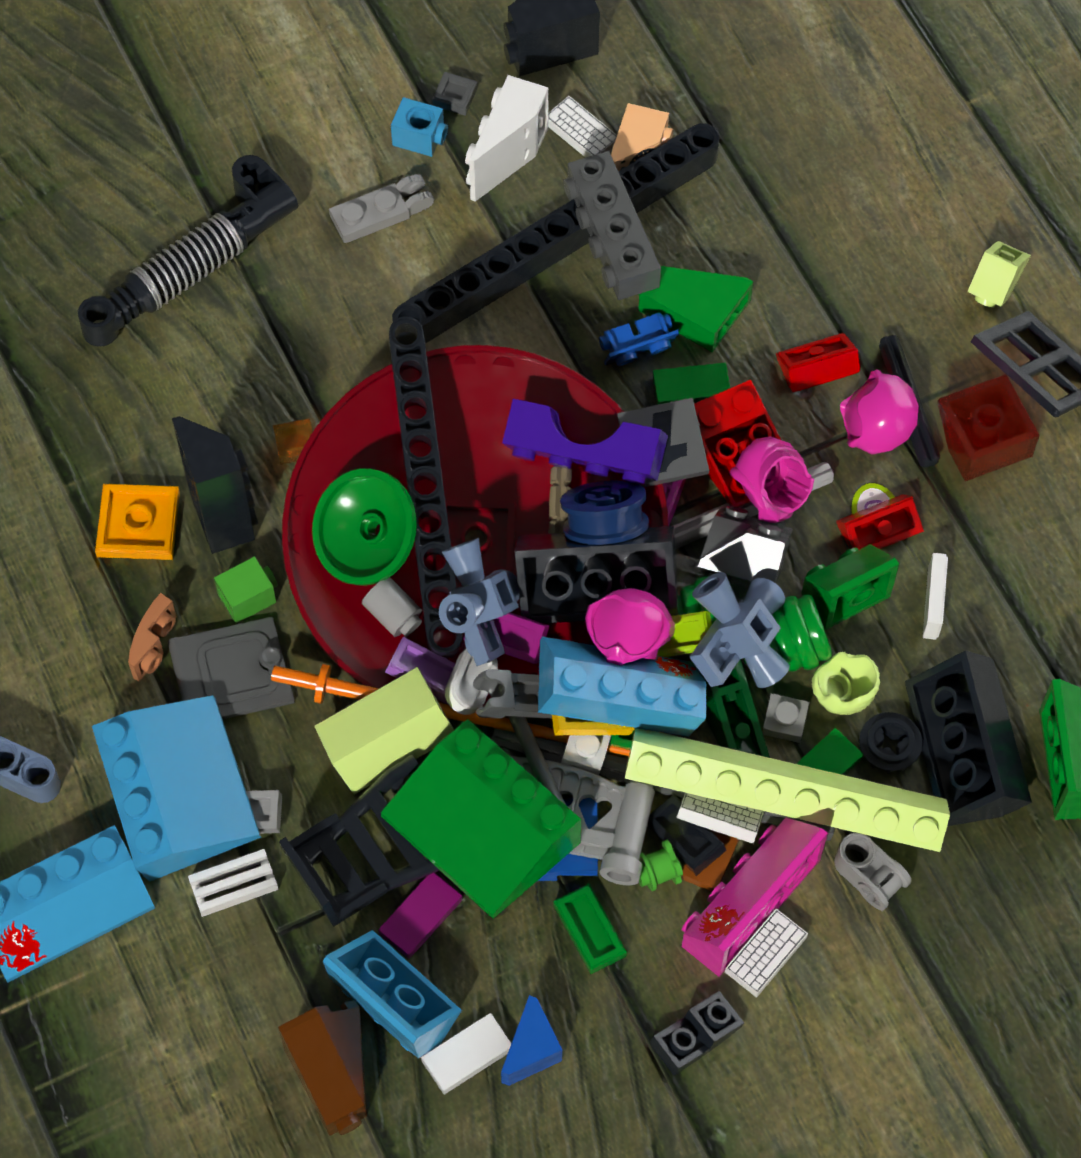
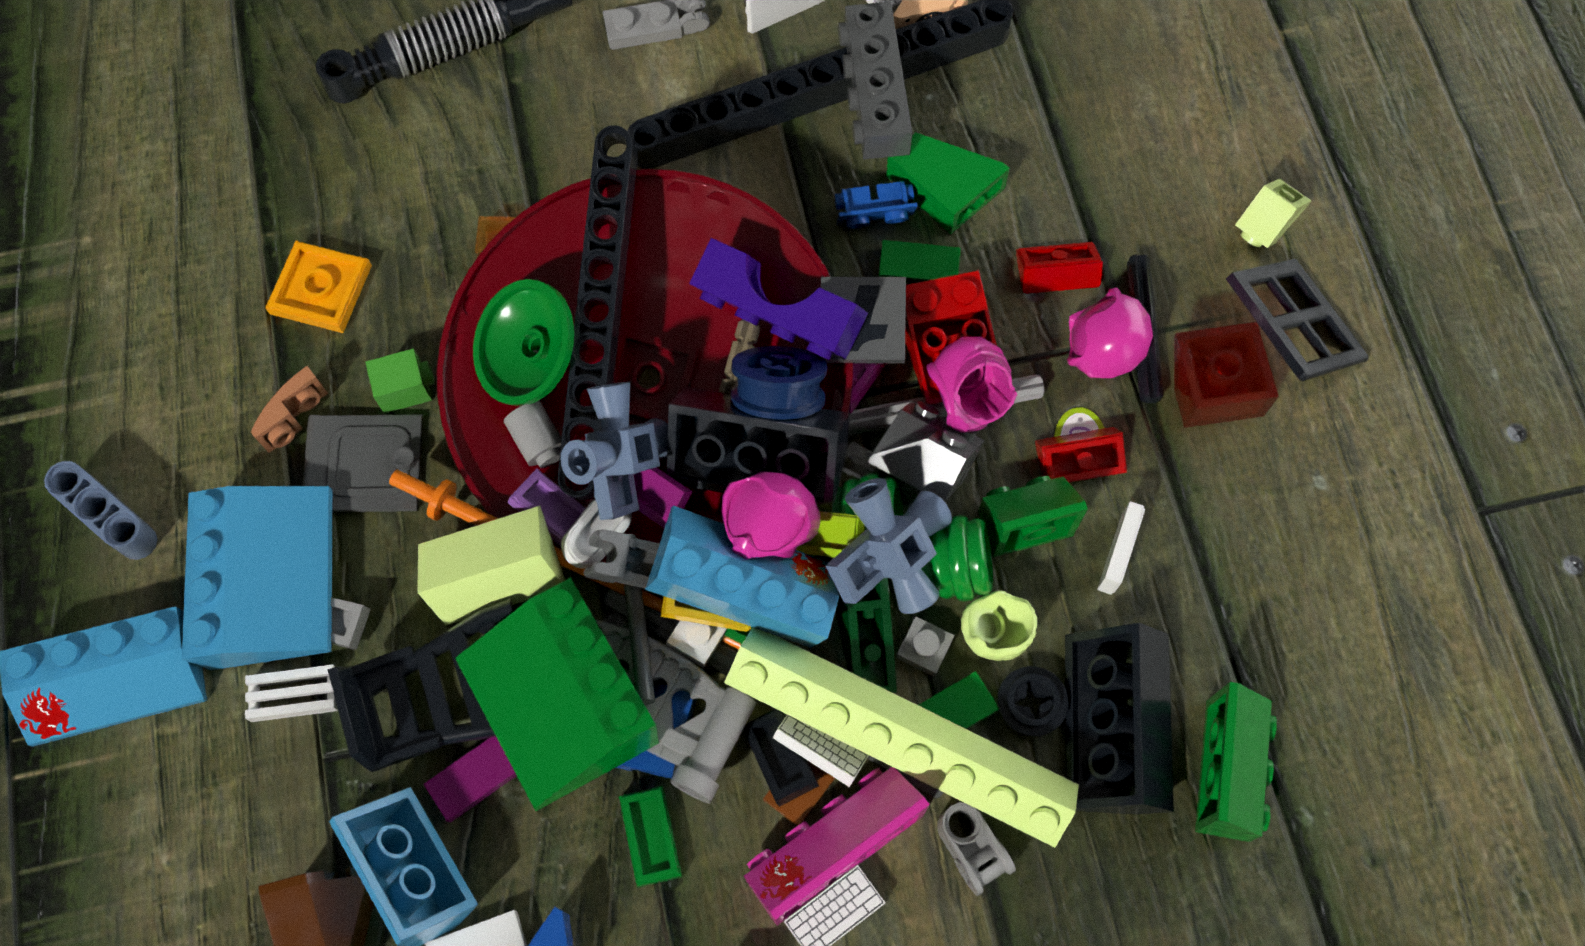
camera: 15 degrees right, 5 degrees up
(216, 484) = (380, 266): black slope -> none
(660, 867) = (740, 786): bright green brick -> none

